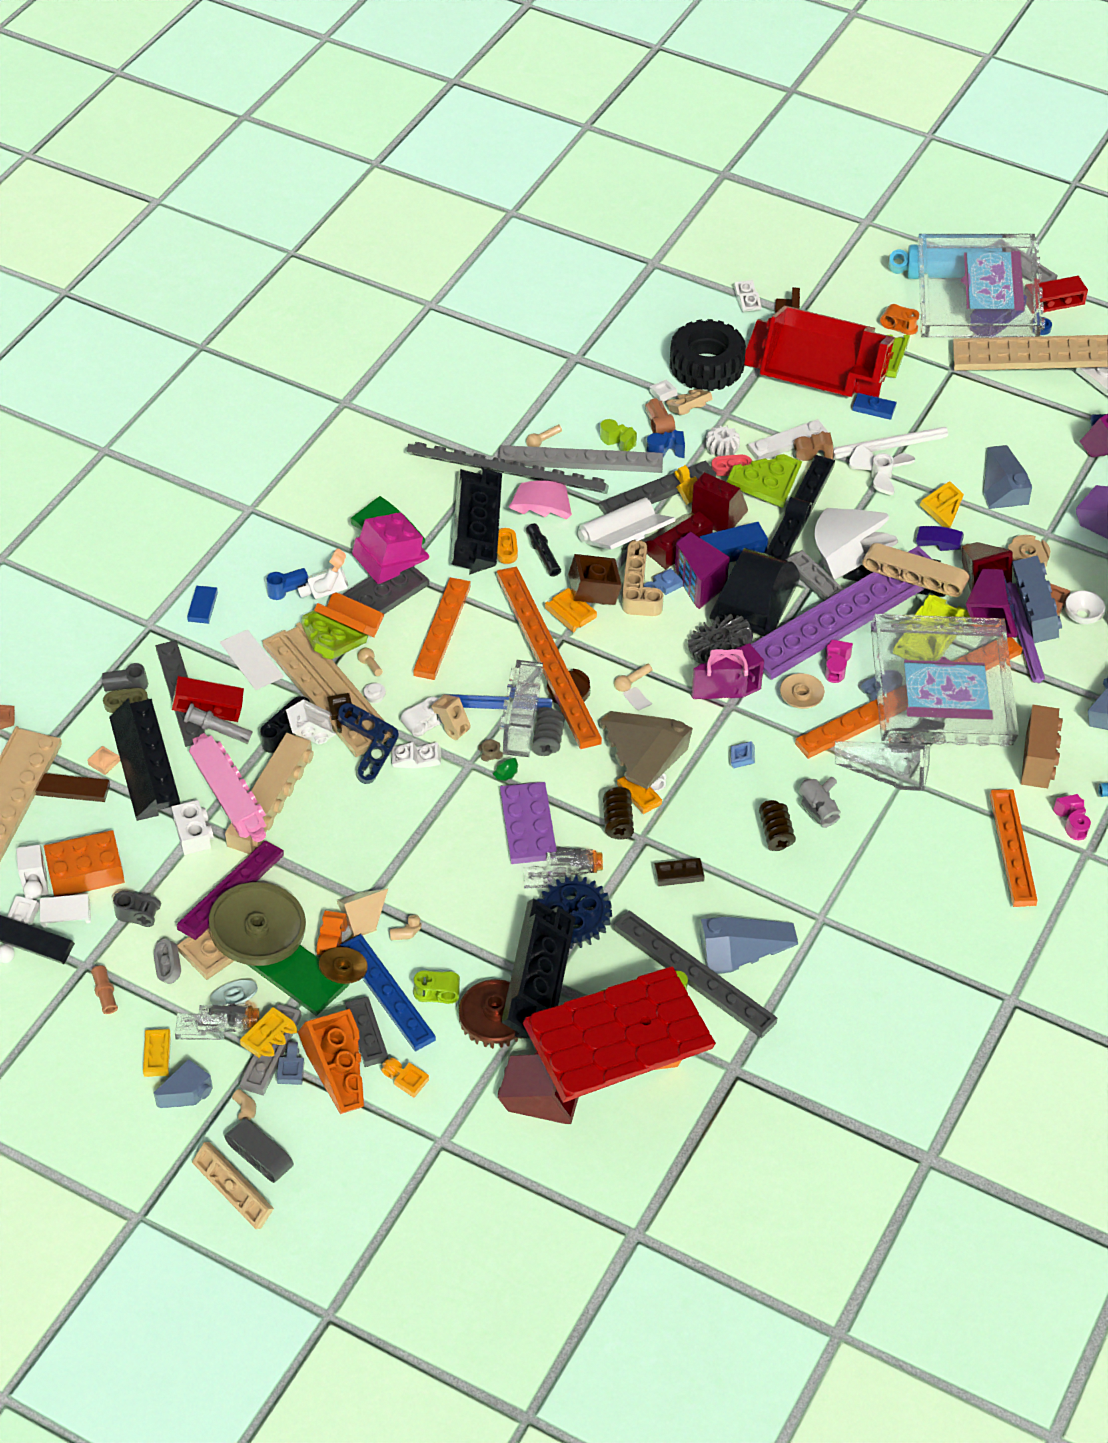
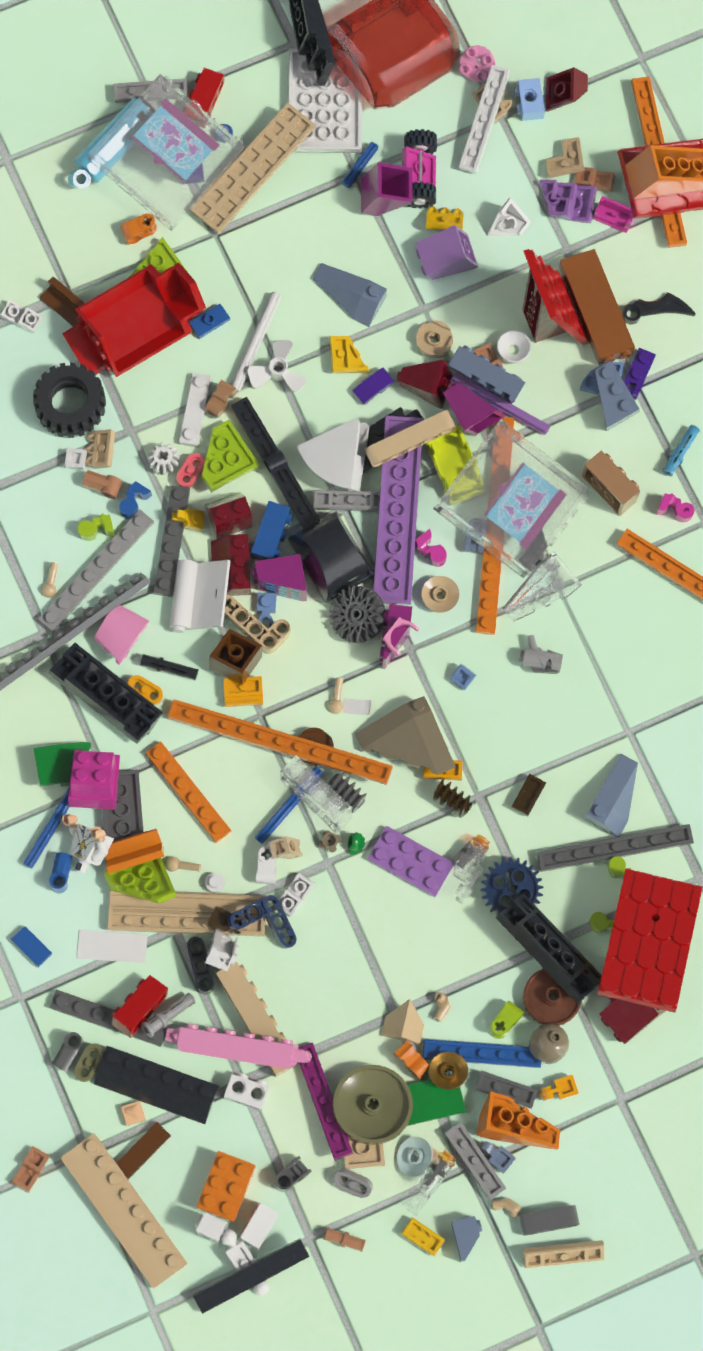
camera: 55 degrees left, 25 degrees up
(268, 1031) = (469, 1156): yellow plate -> none
(309, 557) = (47, 832): none -> blue axle
(444, 1036) = (549, 1043): none -> dark tan cylinder
(777, 825) = (541, 703): dark brown piece -> none

